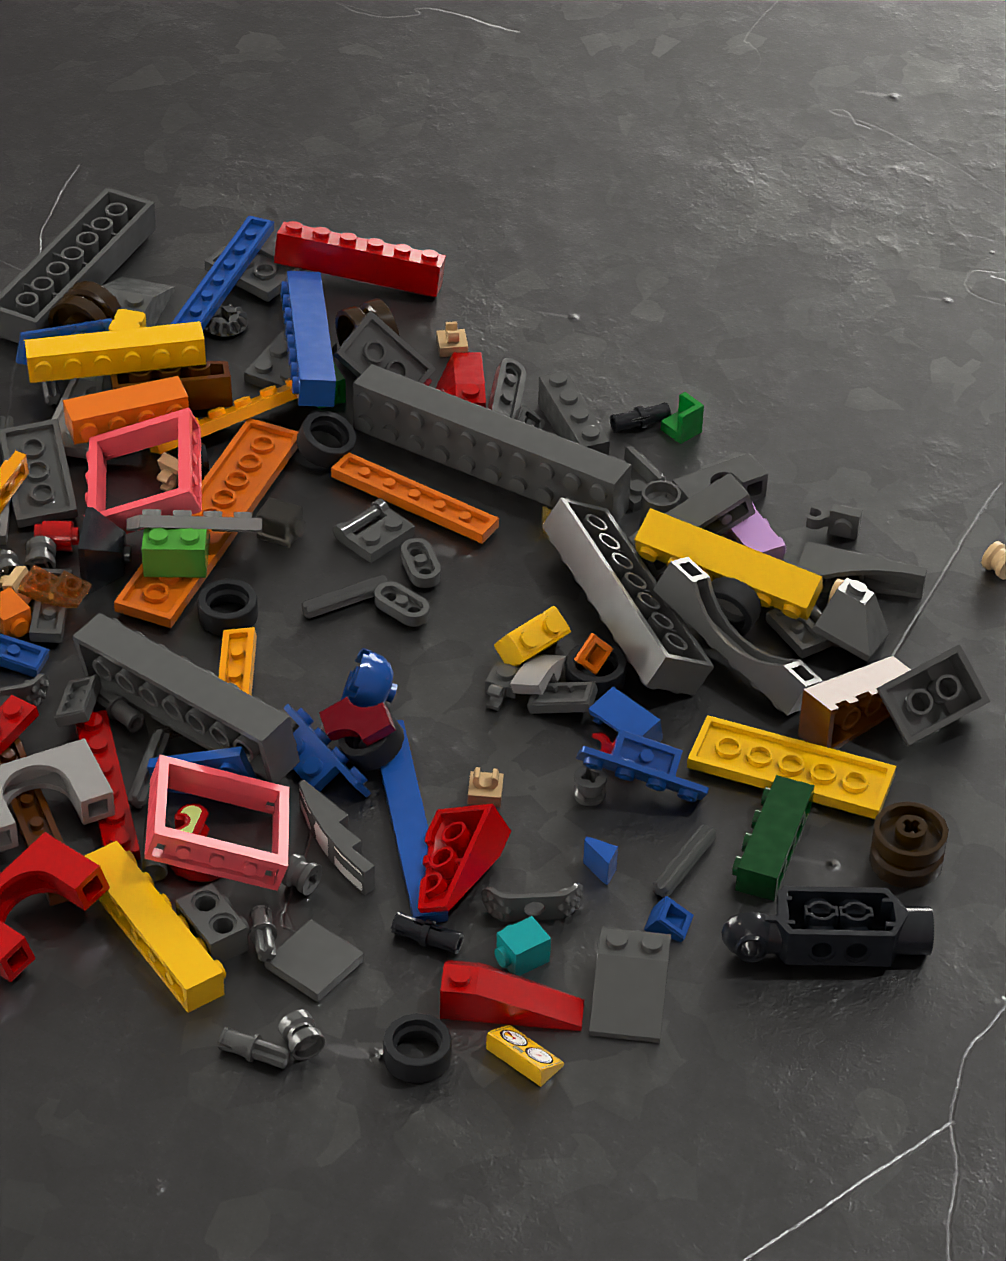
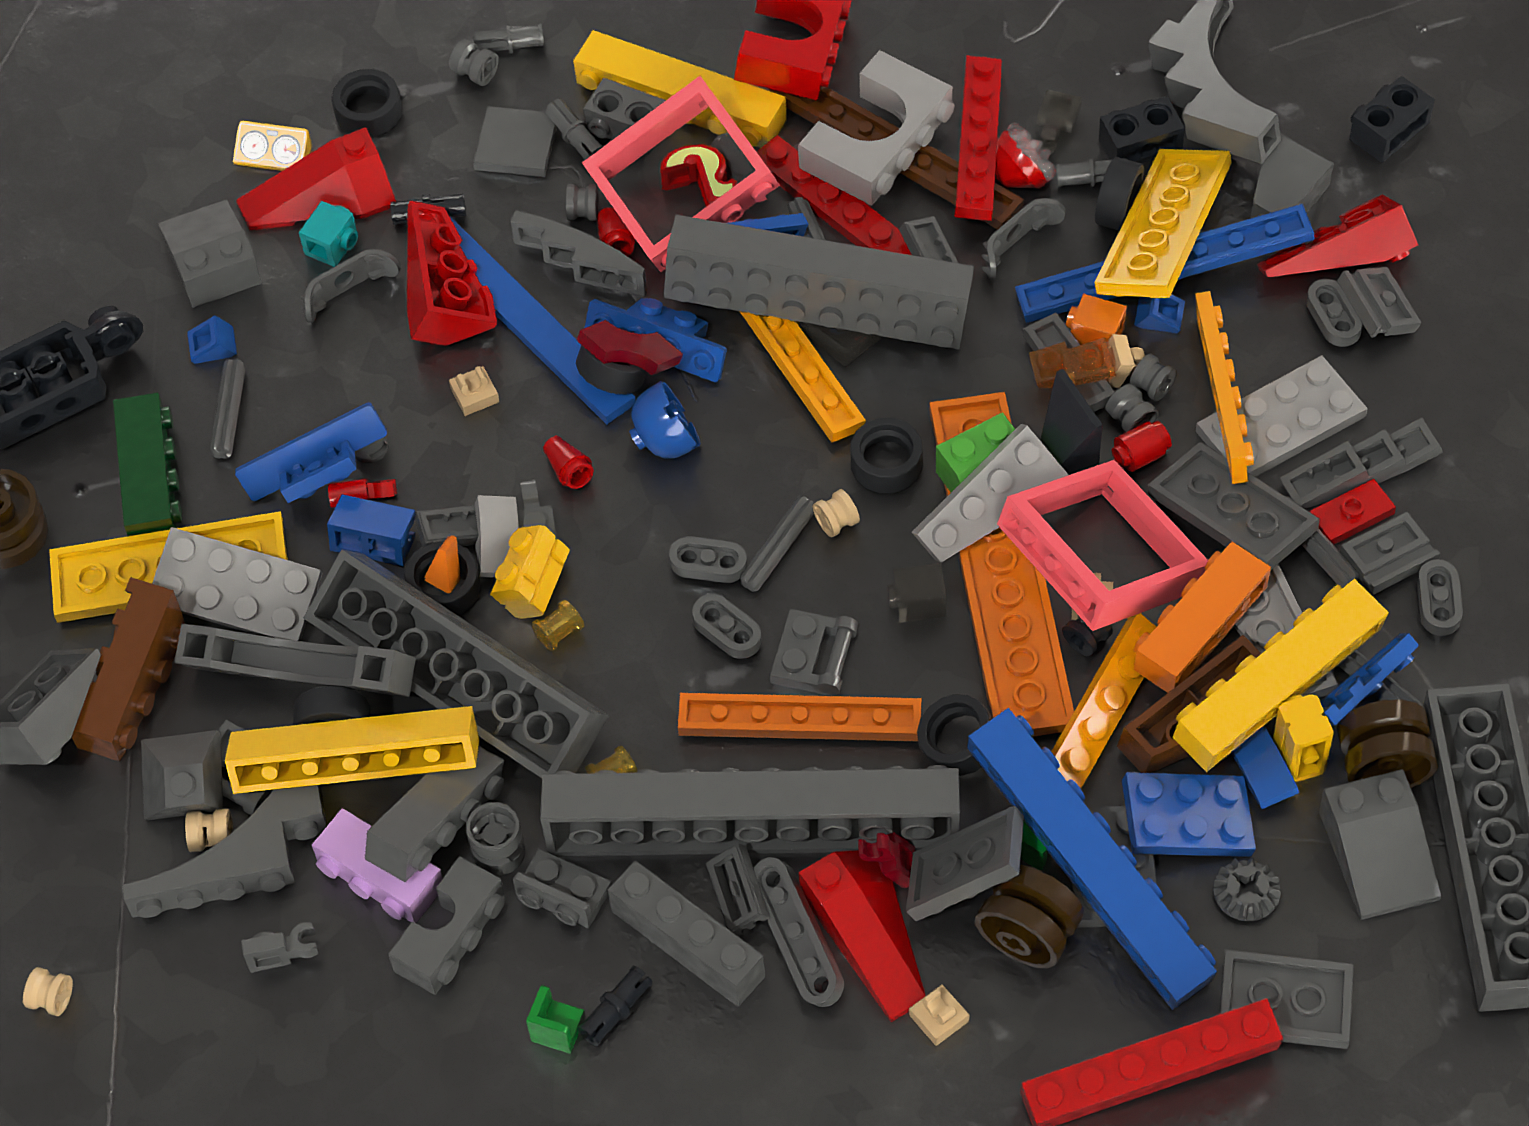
camera: 155 degrees right, 15 degrees up
(225, 272) = (1294, 922): blue tile -> none
(242, 351) = (1188, 814): none -> blue plate
(293, 588) = (836, 513): none -> tan wheel
(300, 835) = (614, 231): none -> red cone
(452, 700) = (568, 463): none -> red cone
(531, 608) = (558, 625): none -> clear yellow bush
(600, 858) = (308, 358): blue slope -> none
(752, 719) = (237, 585): none -> light grey plate

